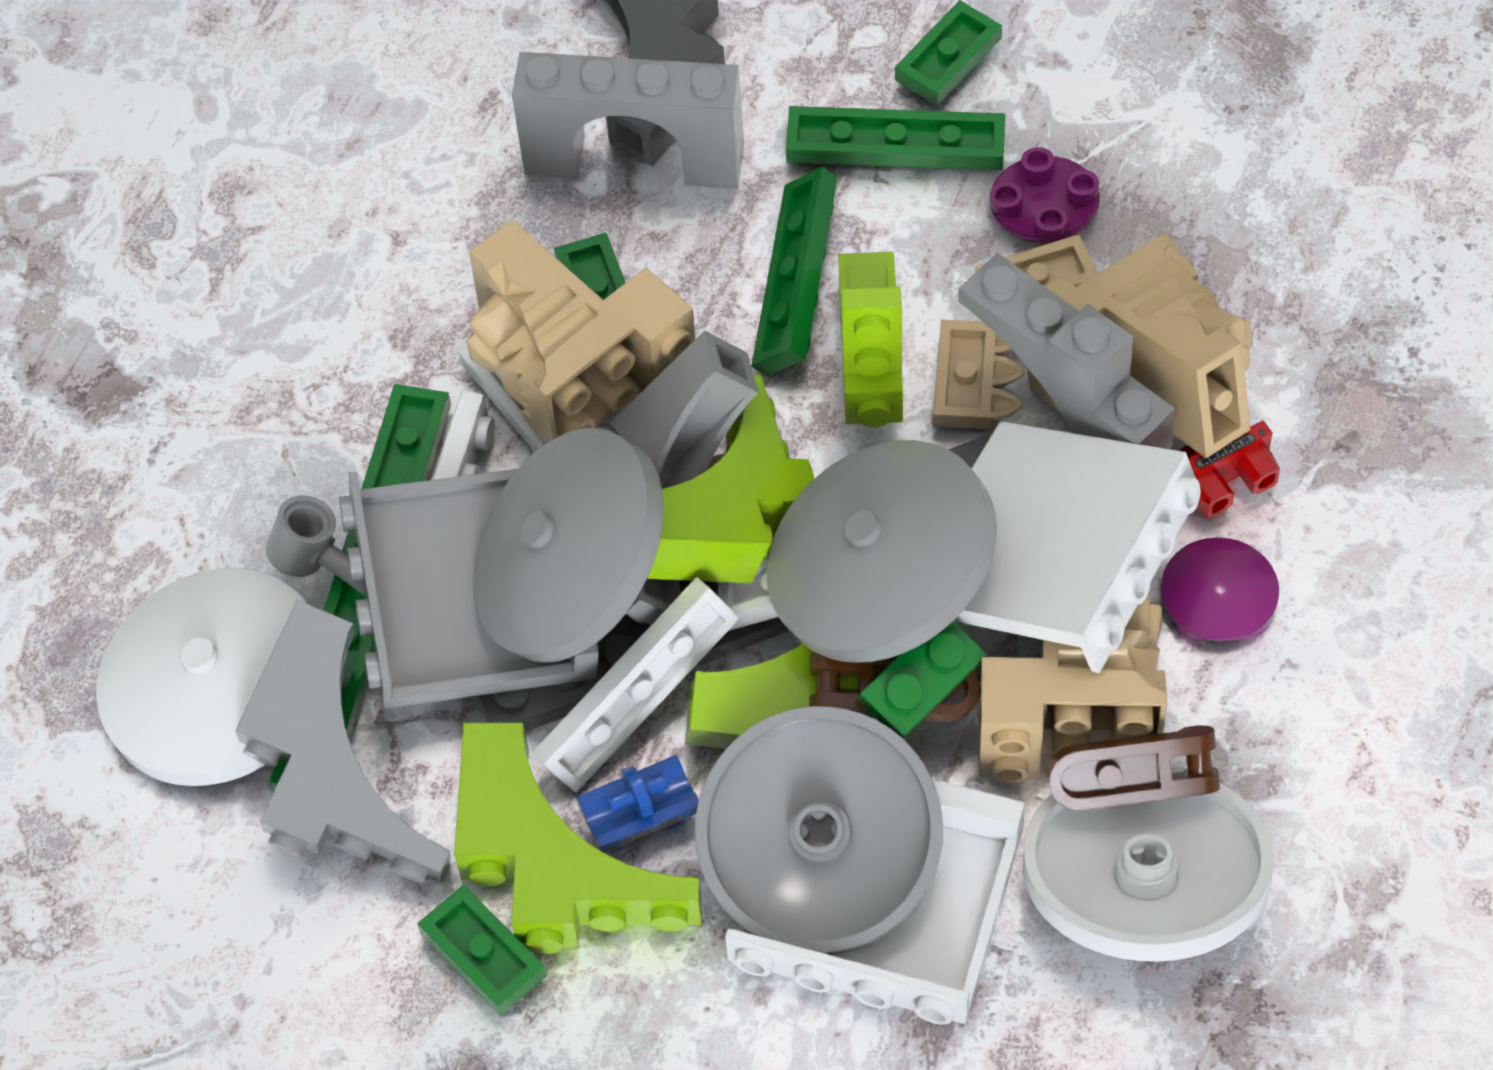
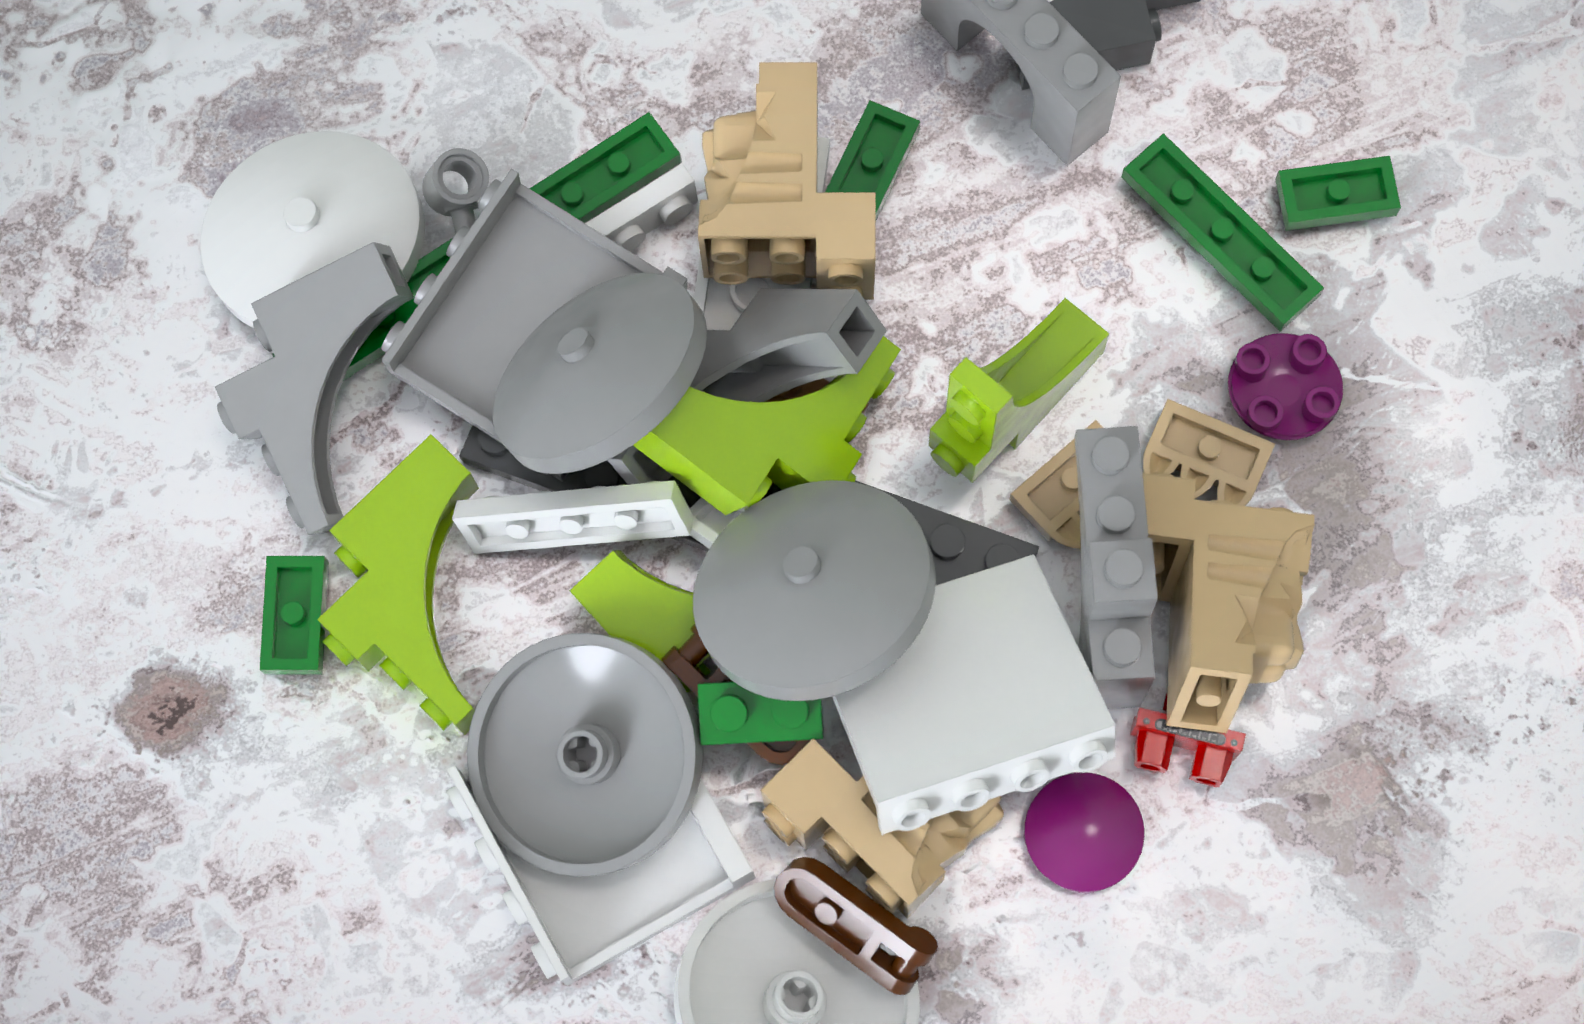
camera: 45 degrees right, 15 degrees up
(638, 804) = (494, 608): blue hips -> none
(794, 272) = (1029, 279): green plate -> none

